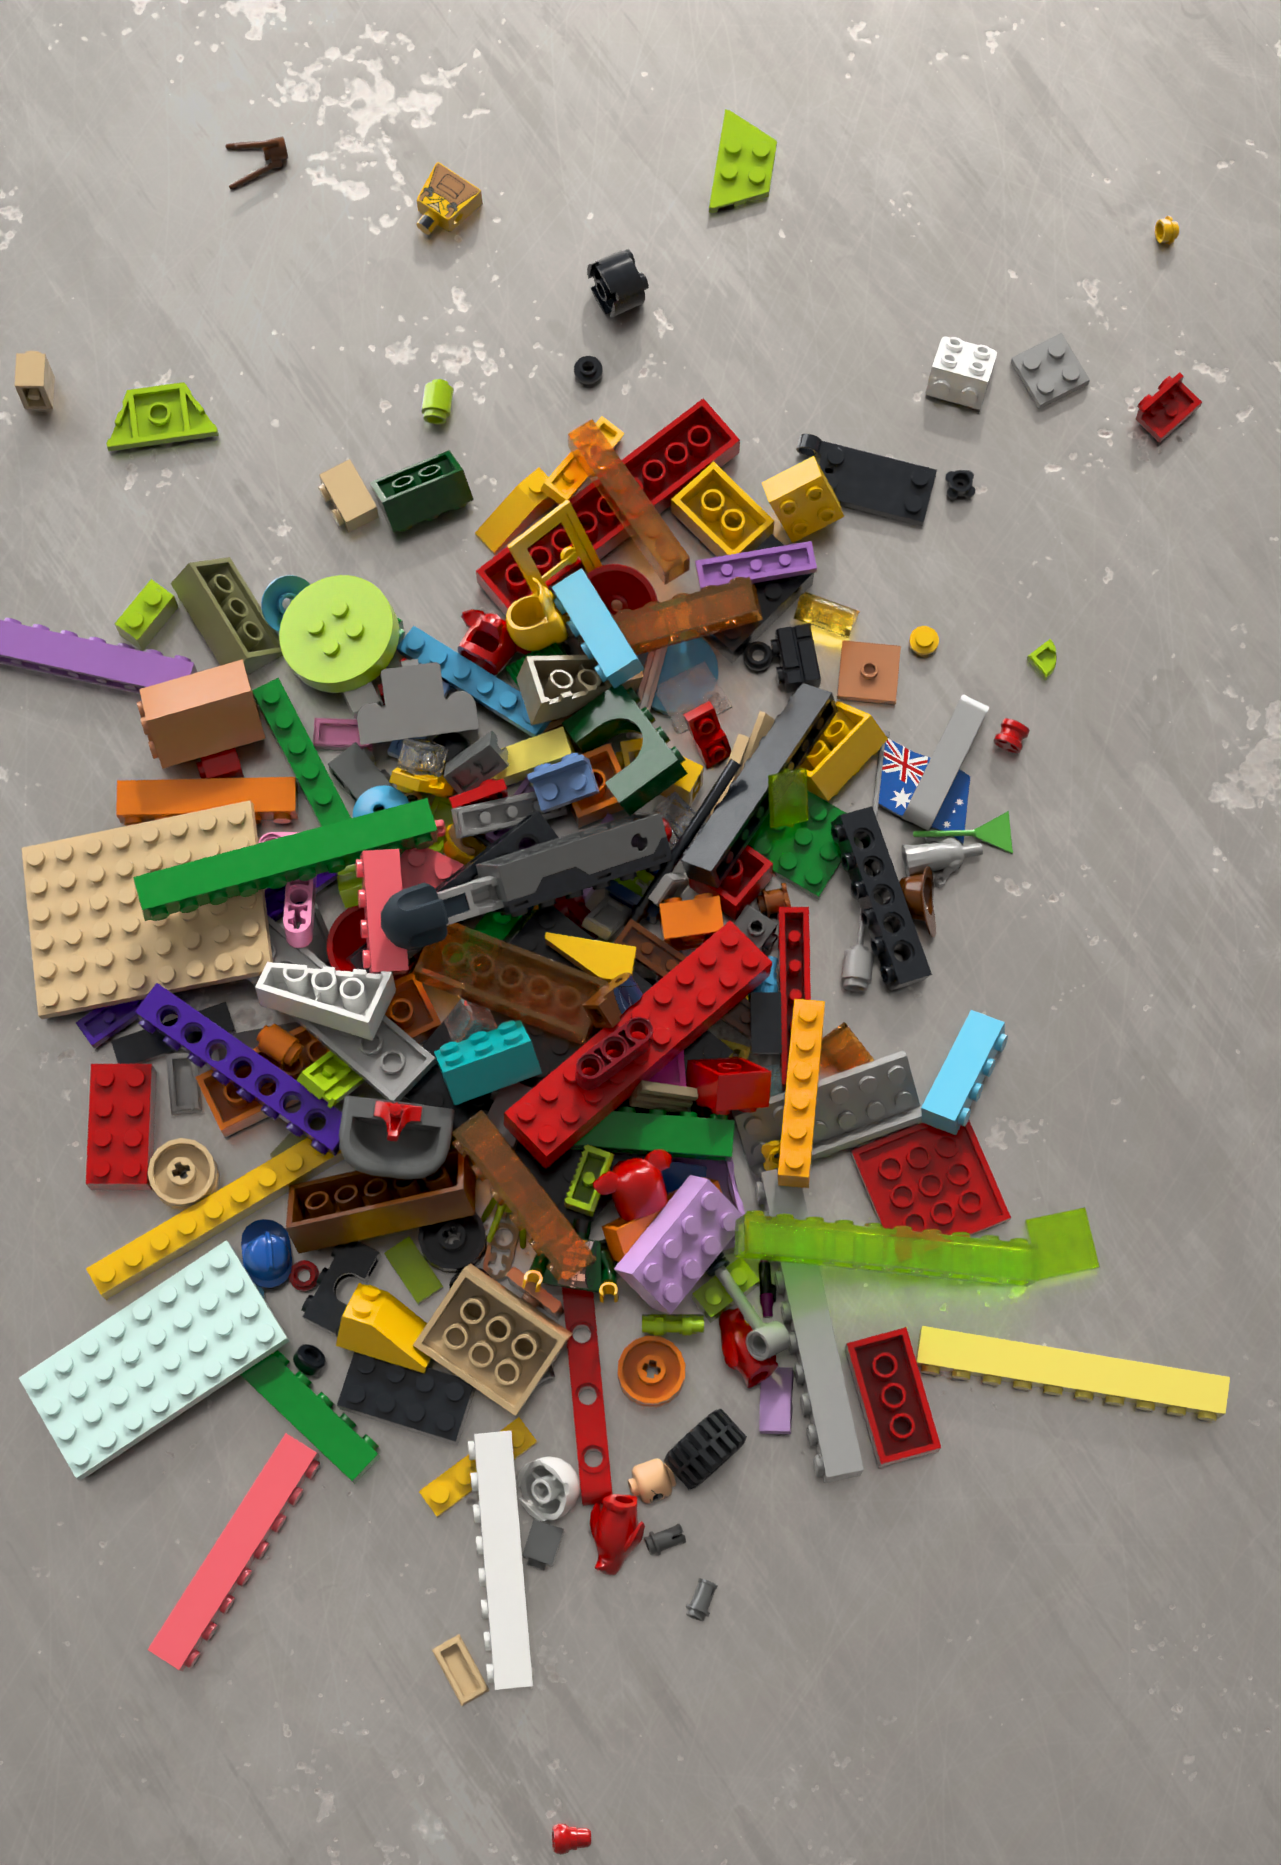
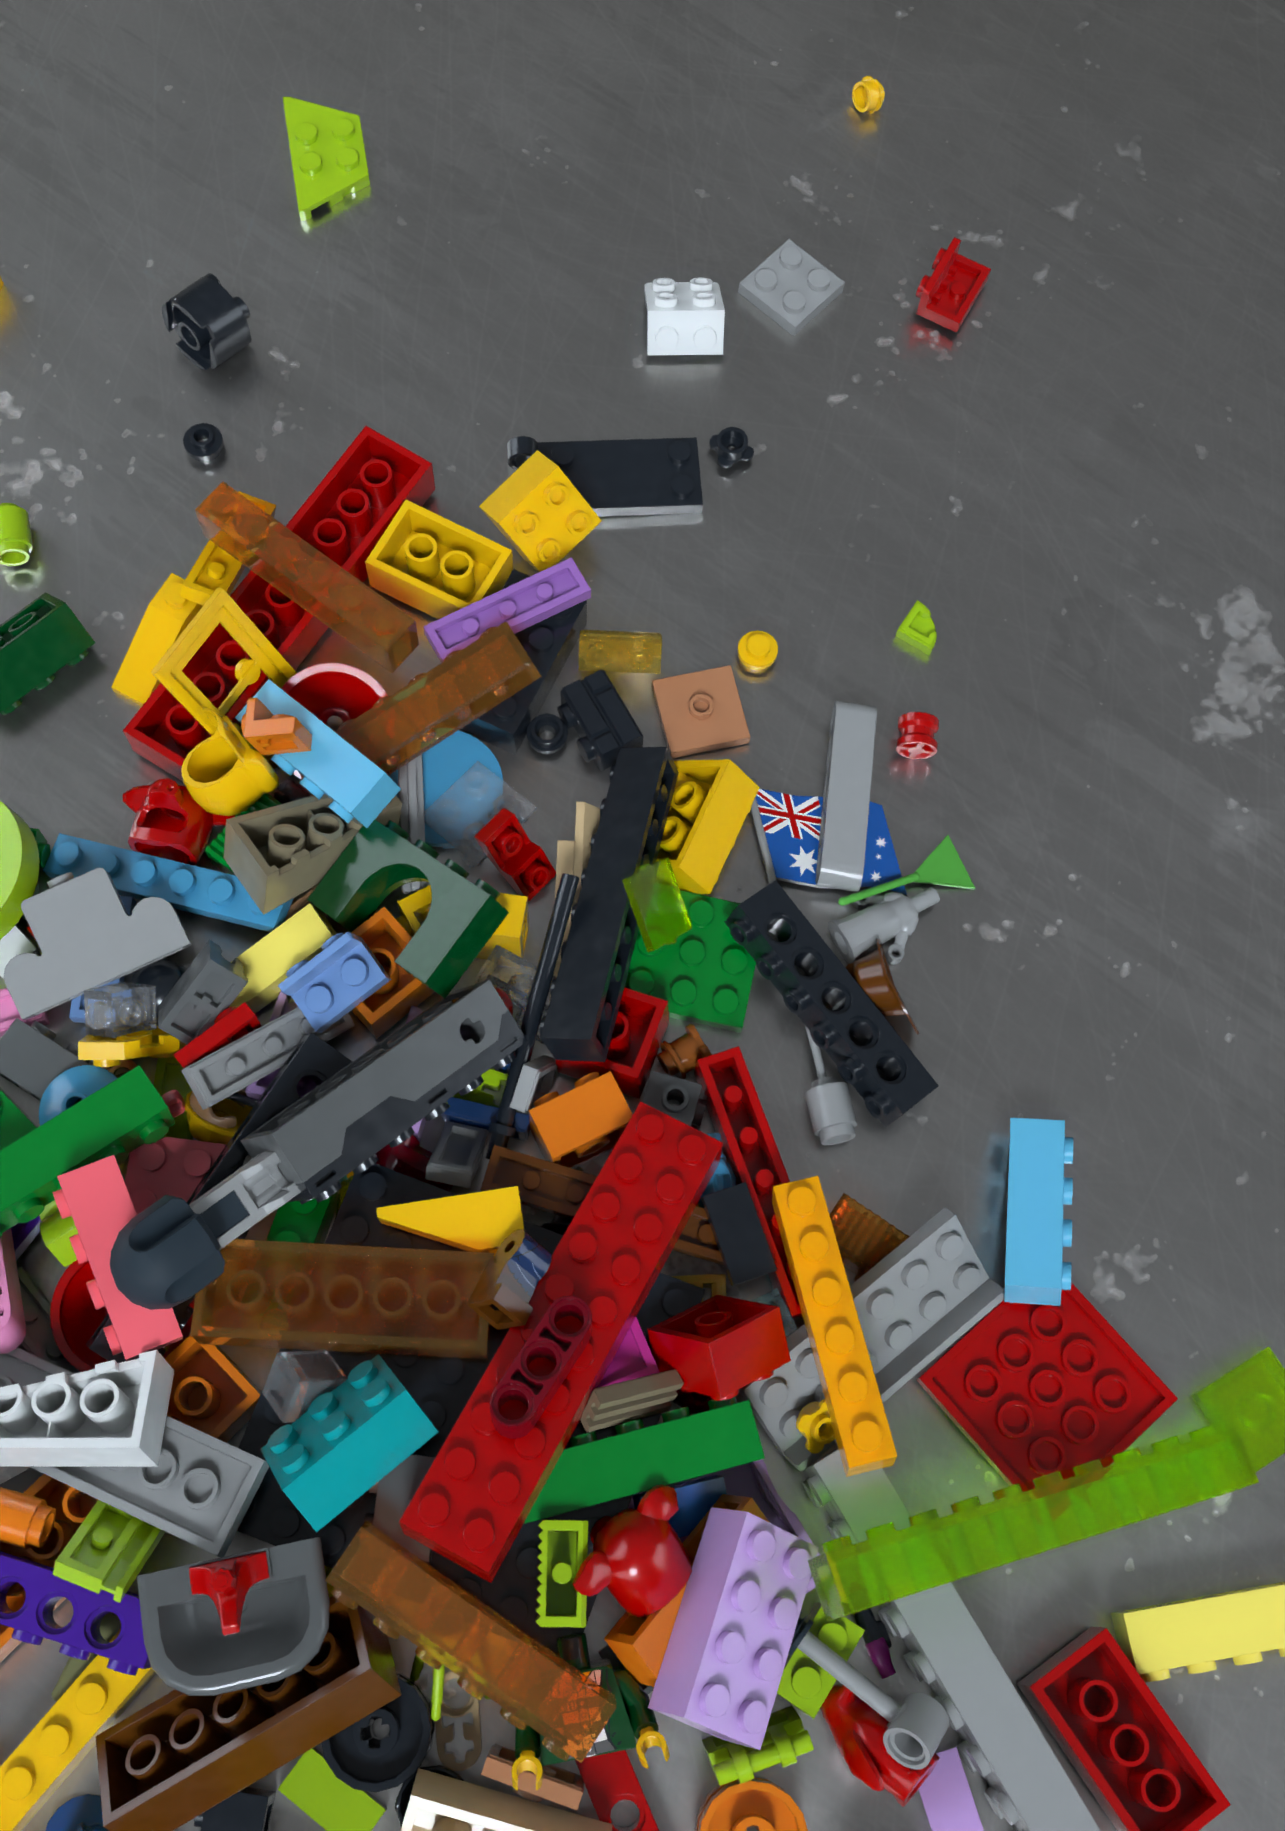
camera: 25 degrees left, 5 degrees down
(573, 608) = (273, 733): none -> orange bracket

